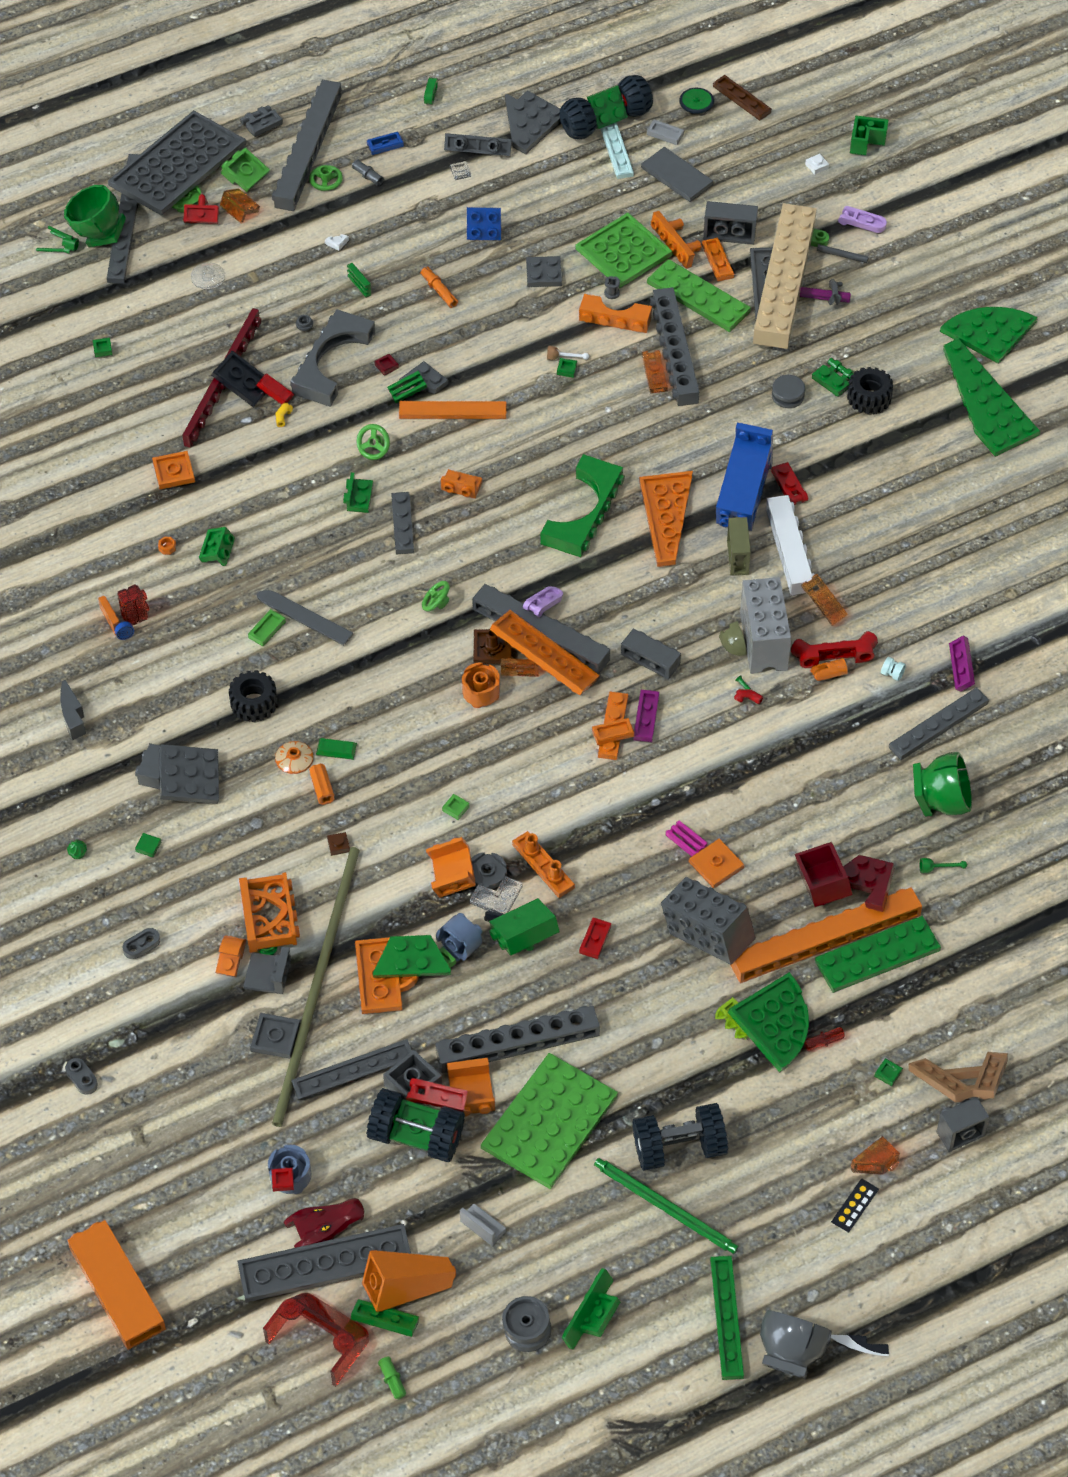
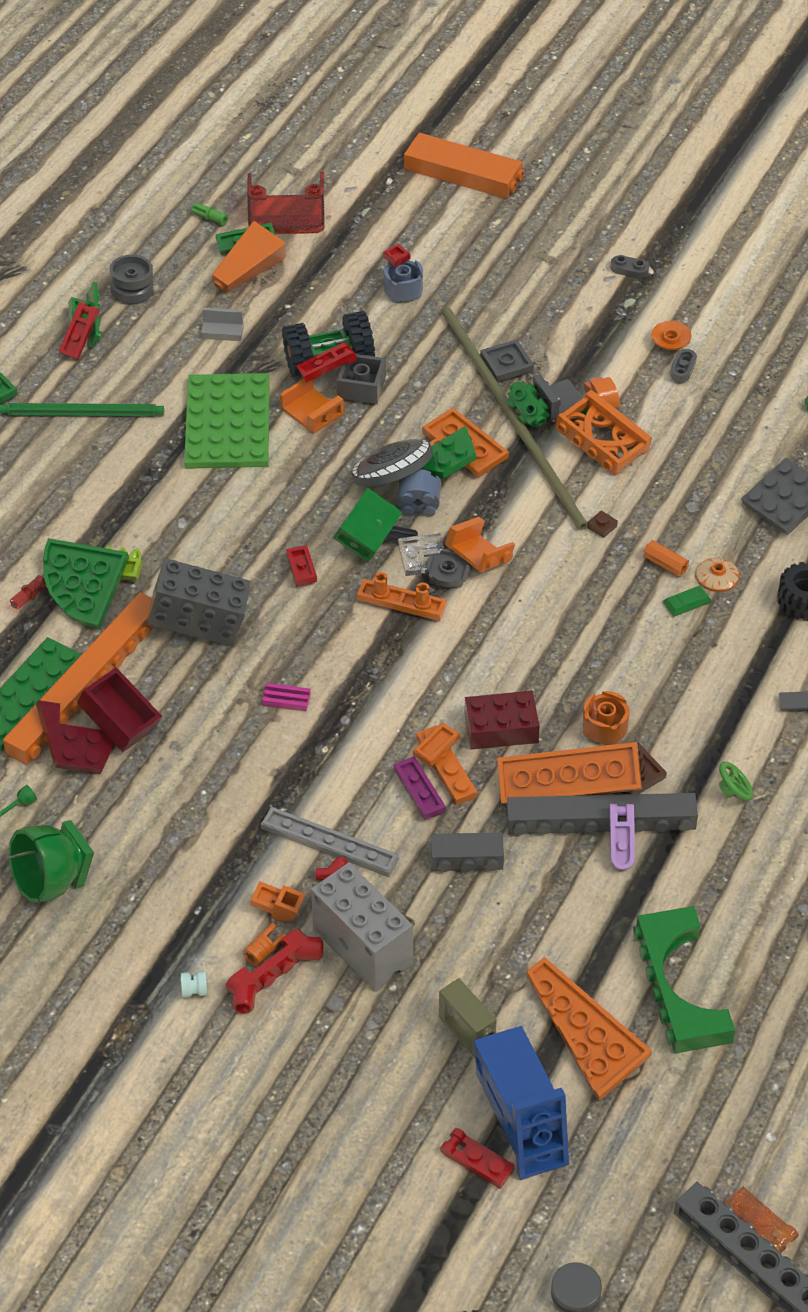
camera: 145 degrees right, 5 degrees down
(122, 968) = (671, 335): none -> orange dish
(148, 845) = (761, 437): green tile -> none
(302, 971) = (523, 398): none -> green brick
(316, 1263) = (321, 249): dark grey plate -> none
(324, 1222) = (348, 269): dark red animal -> none
(350, 1069) = (419, 369): dark grey plate -> none
(455, 807) = (526, 604): bright green plate -> none
(460, 971) = (392, 462): none -> dish
(528, 1043) = (301, 455): dark grey brick -> none
(551, 727) = (501, 720): none -> dark red piece
(616, 1283) = (78, 331): none -> red plate
(708, 1129) = (85, 452): black plate -> none
(716, 863) = (240, 690): orange plate -> none
(734, 718) = (330, 841): none -> light grey tile
(789, 542) = (416, 1069): white brick -> none
(800, 688) = (281, 903): none -> orange brick
(824, 600) = (325, 1013): clear orange plate -> none
(938, 723) = (105, 958): dark grey plate -> none
(961, 663) = (120, 1035): magenta plate -> none

